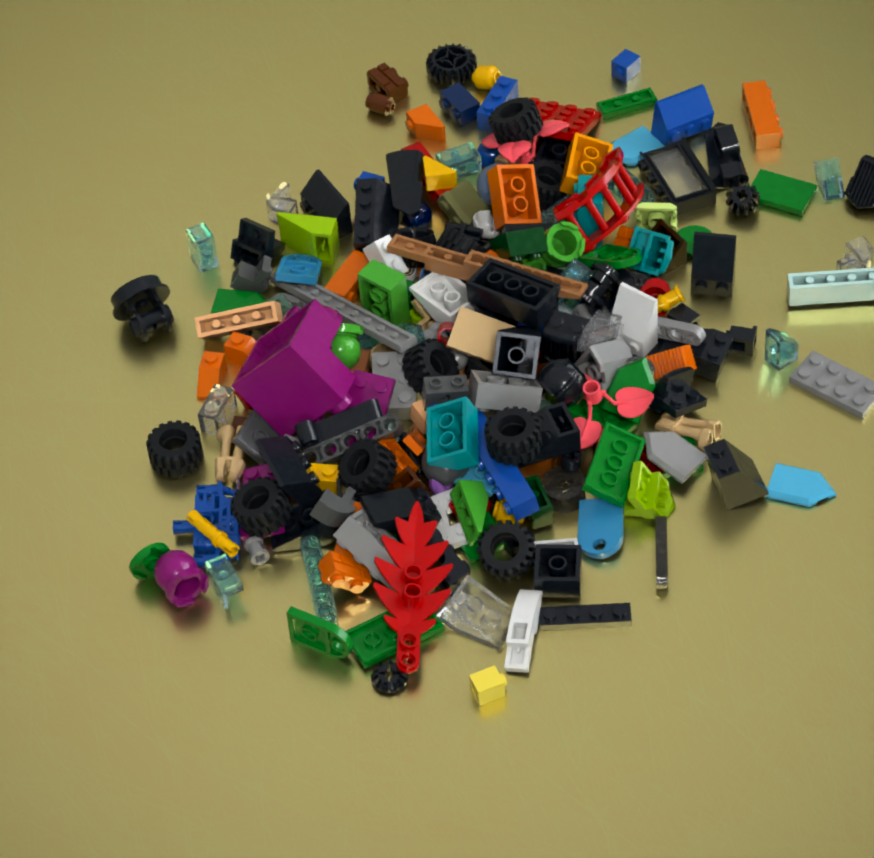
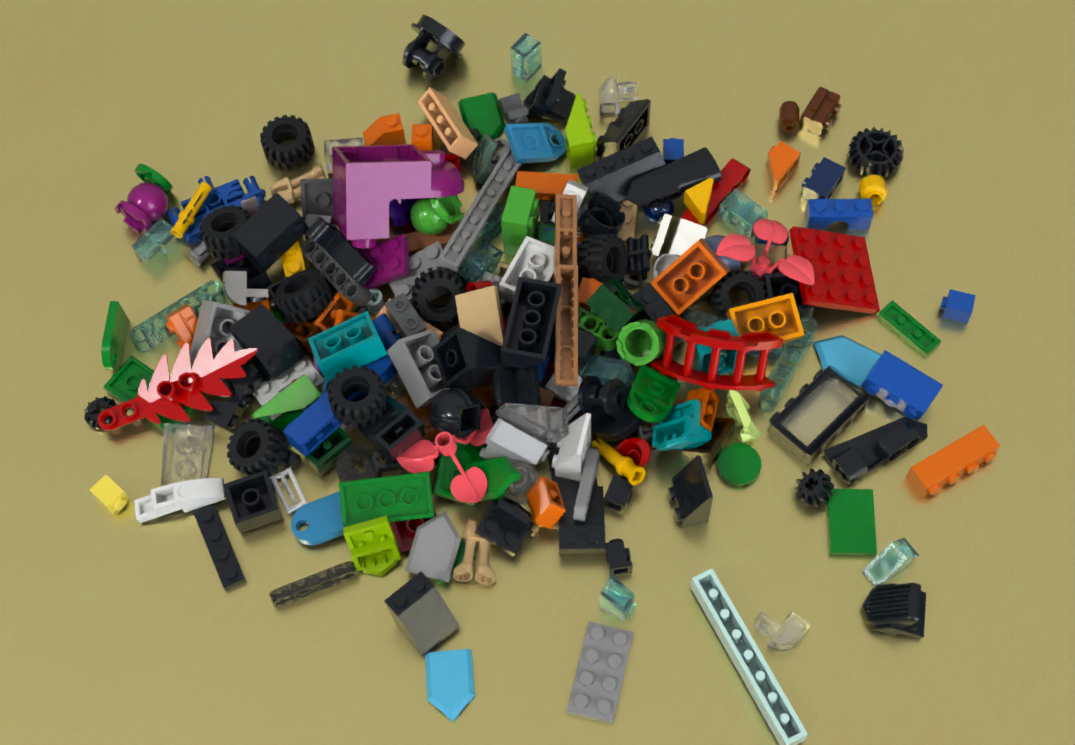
camera: 65 degrees right, 15 degrees up
(515, 120) = (780, 234): black tyre -> none

